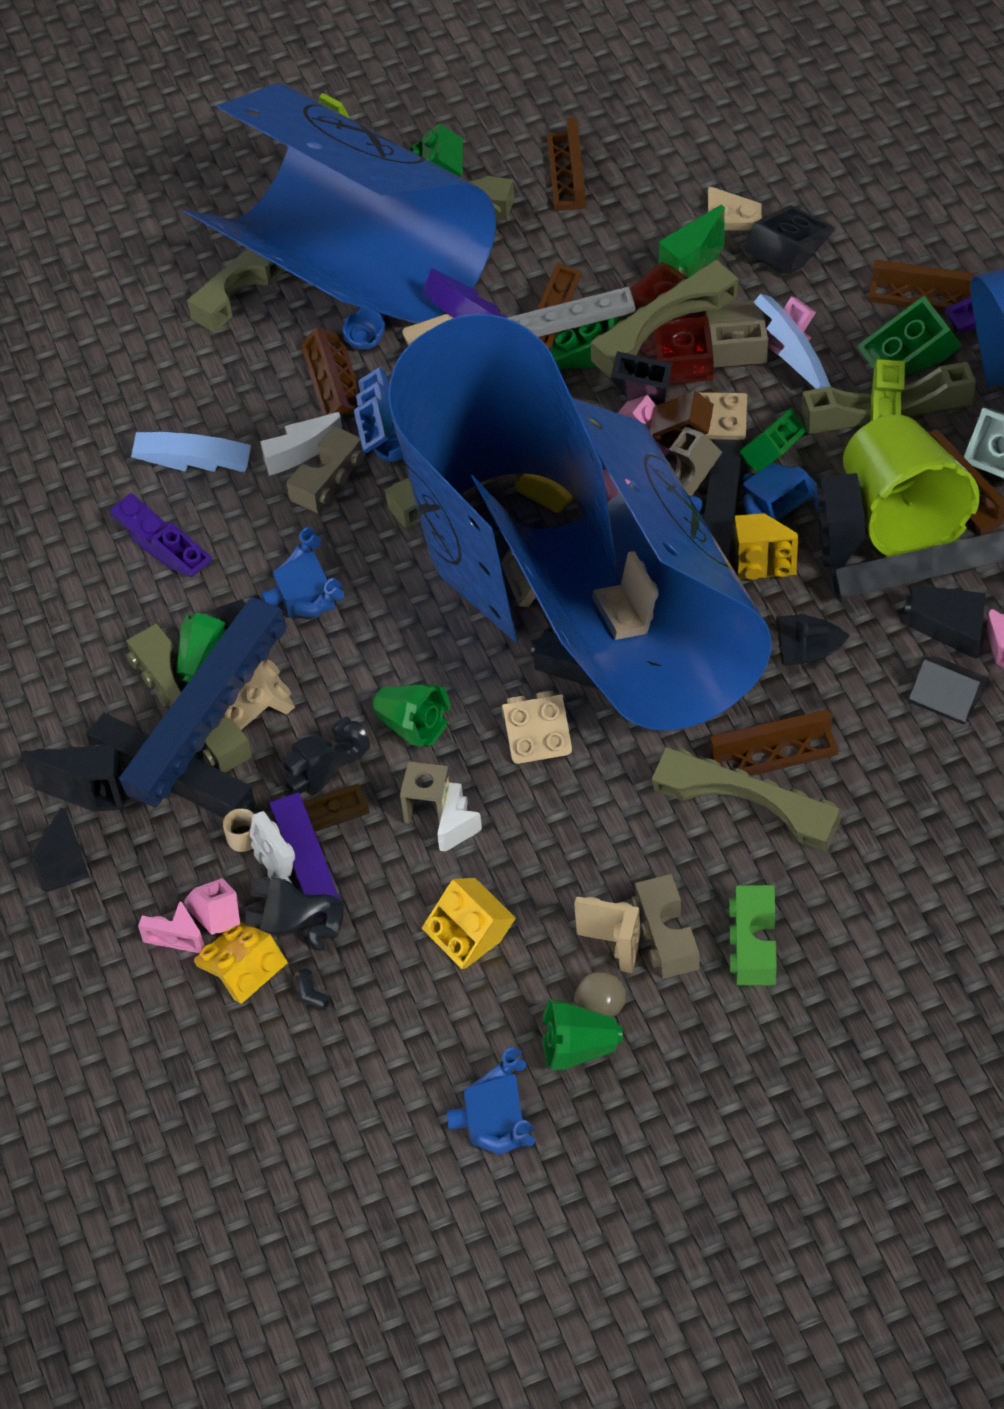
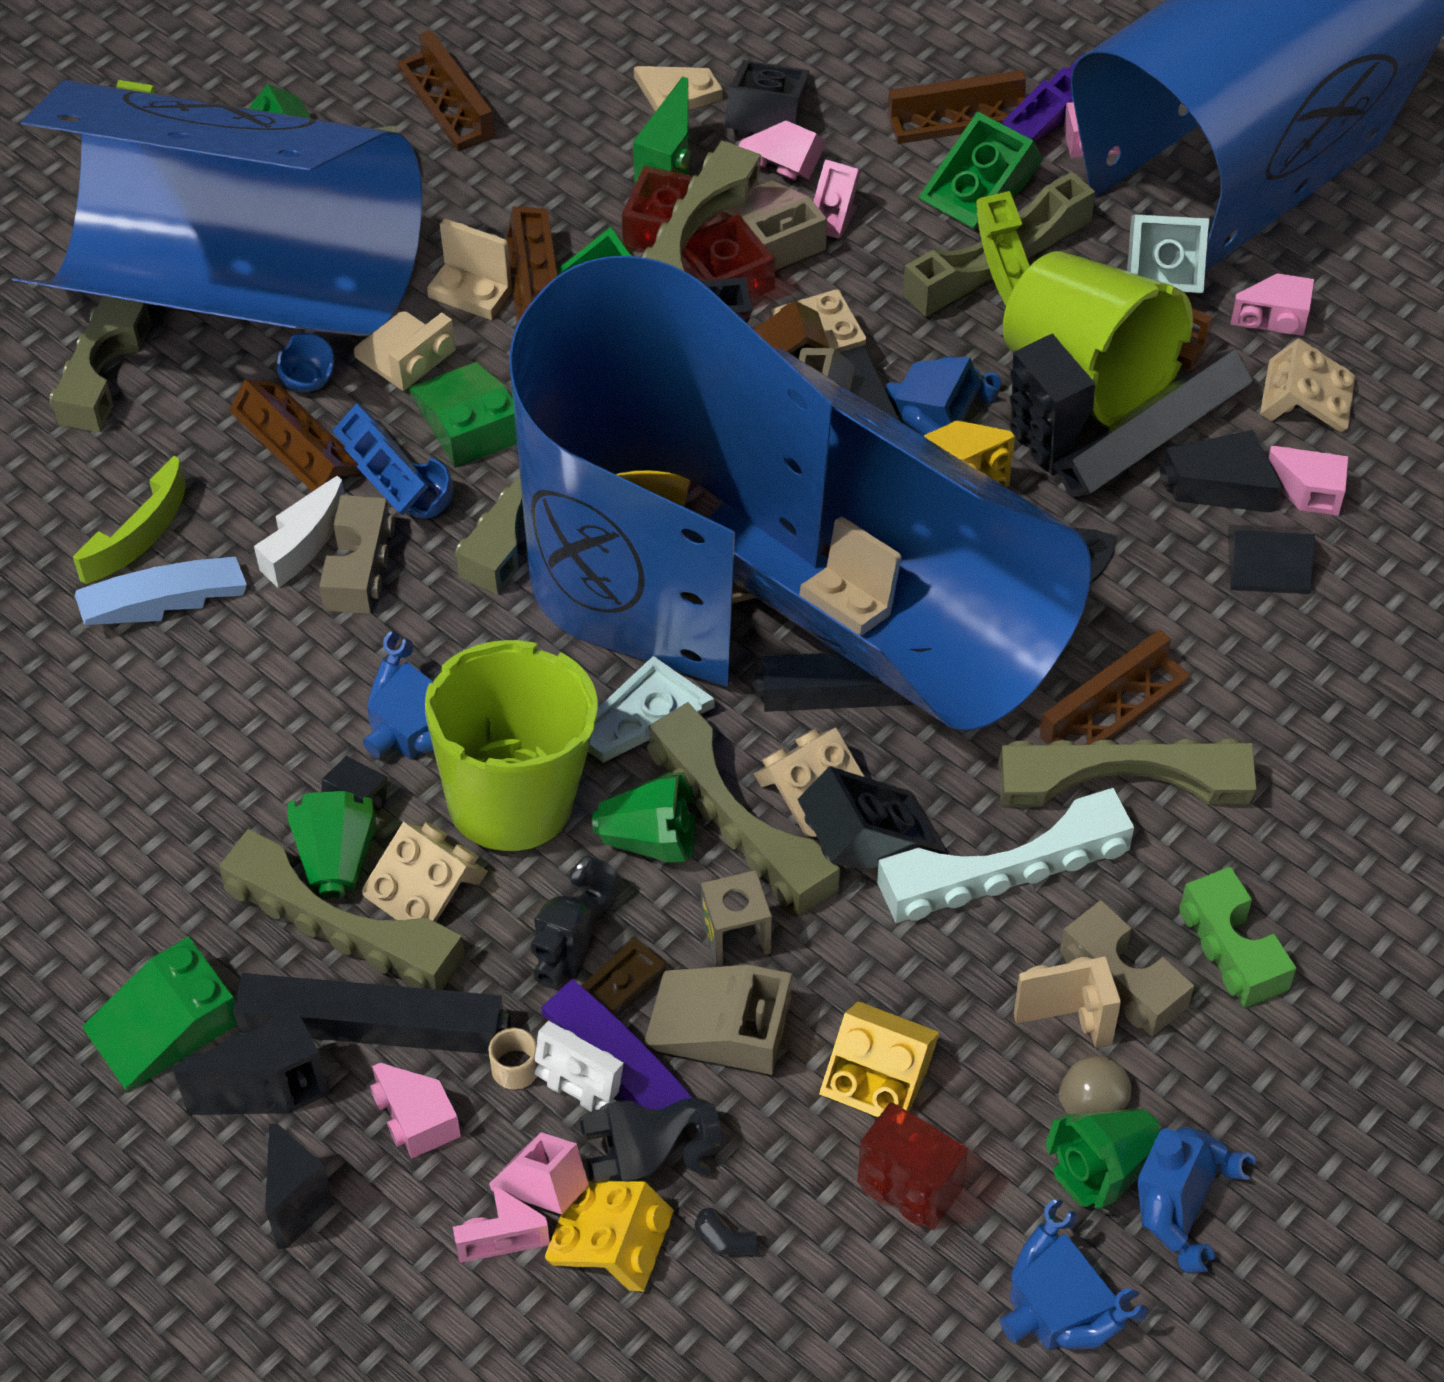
camera: 30 degrees left, 0 degrees up
(47, 719) = (161, 1015): none -> green slope
(160, 539) = (184, 720): dark purple slope -> none
(165, 839) = (417, 1107): none -> bright pink slope
(202, 406) = (107, 554): none -> lime slope
(203, 702) = (382, 911): dark blue brick -> none
(334, 624) = (510, 740): none -> lime cone
(386, 854) = (722, 1015): none -> dark tan slope
(442, 993) = (911, 1166): none -> clear red brick
(450, 638) = (639, 702): none -> light aqua wing
(455, 821) = (789, 939): white slope -> none
(456, 297) = (426, 296): dark purple slope -> none
(487, 773) = (789, 863): none -> olive arch
(512, 291) = (474, 270): none -> tan bracket
(549, 764) = (864, 819): none -> black slope
(577, 312) = (514, 296): light grey tile -> none
(611, 1072) = (1176, 1184): none -> blue torso
(696, 827) = (929, 881): none -> light aqua arch
(773, 441) = (898, 338): green slope -> none
(777, 279) = (787, 147): none -> bright pink slope
(797, 348) = (863, 222): light blue slope -> none

